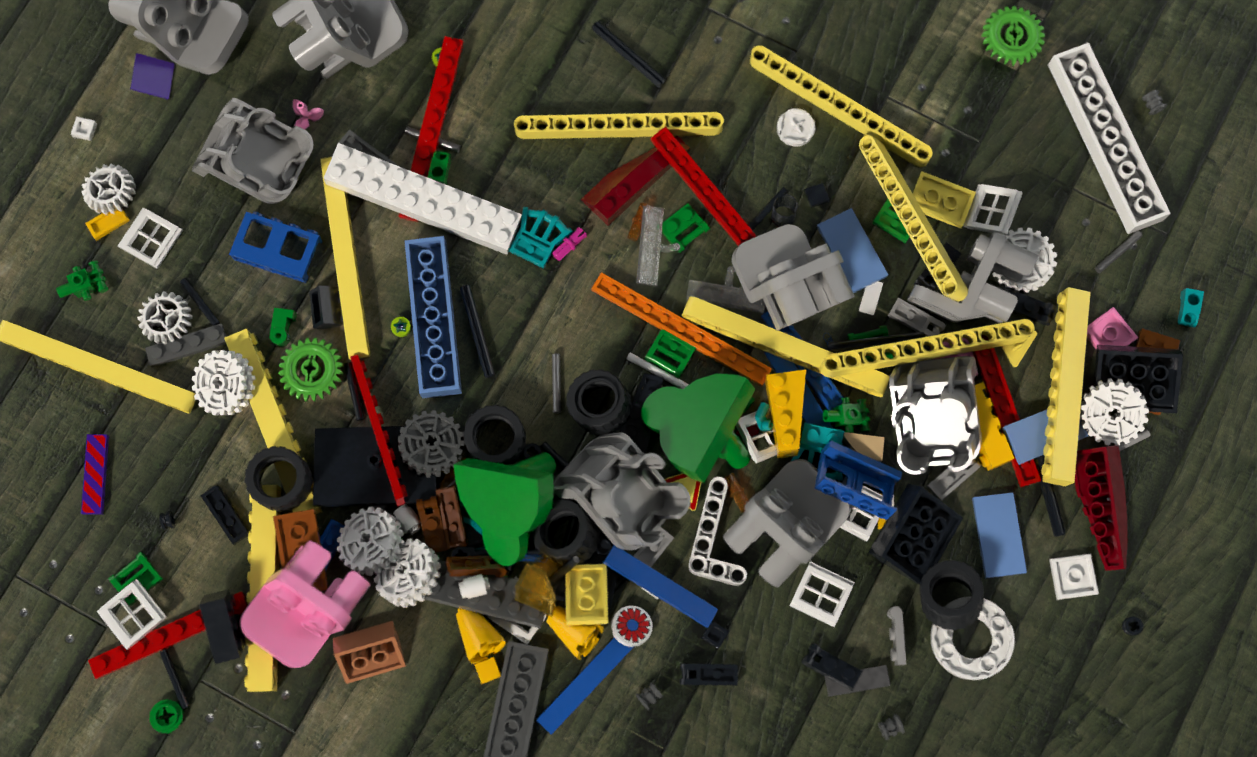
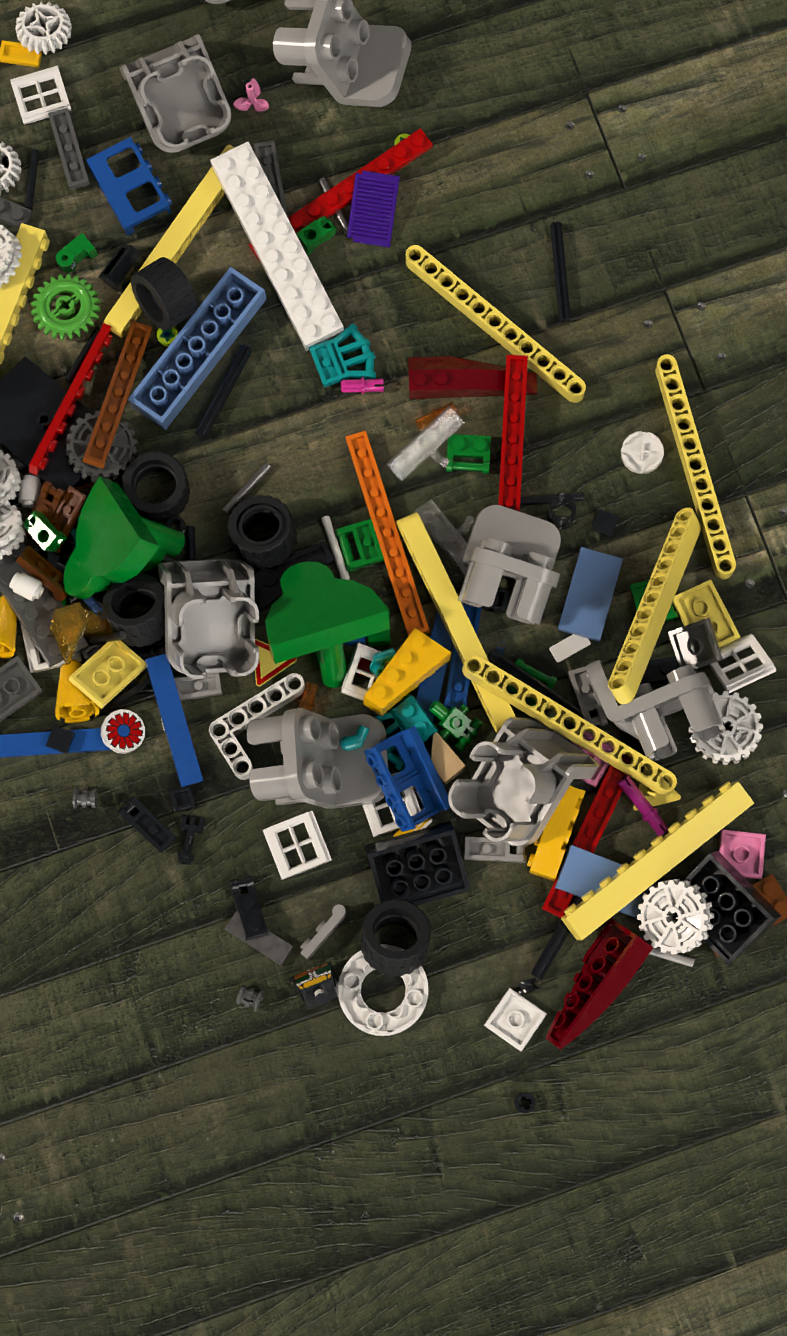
camera: 45 degrees right, 0 degrees up
(207, 258) = (69, 148): none -> dark grey plate
(377, 298) = (164, 293): none -> black tyre
(409, 397) = (117, 395): none -> dark orange plate
(447, 538) = (43, 531): none -> green leg
(463, 118) = (373, 208): none -> dark purple window
(594, 671) = (60, 739): none -> black tile
(756, 672) = (185, 857): none -> black hinge
(799, 487) = (355, 741): none -> teal arm
(929, 677) = (316, 985): none -> black torso
(955, 223) = (695, 644): none -> dark grey tile
(999, 535) = (486, 930): medium blue tile -> none
(1029, 307) = (692, 769): black plate -> none
(1029, 360) = (642, 804): none -> magenta pin
(1061, 546) = (527, 986): none -> black bush

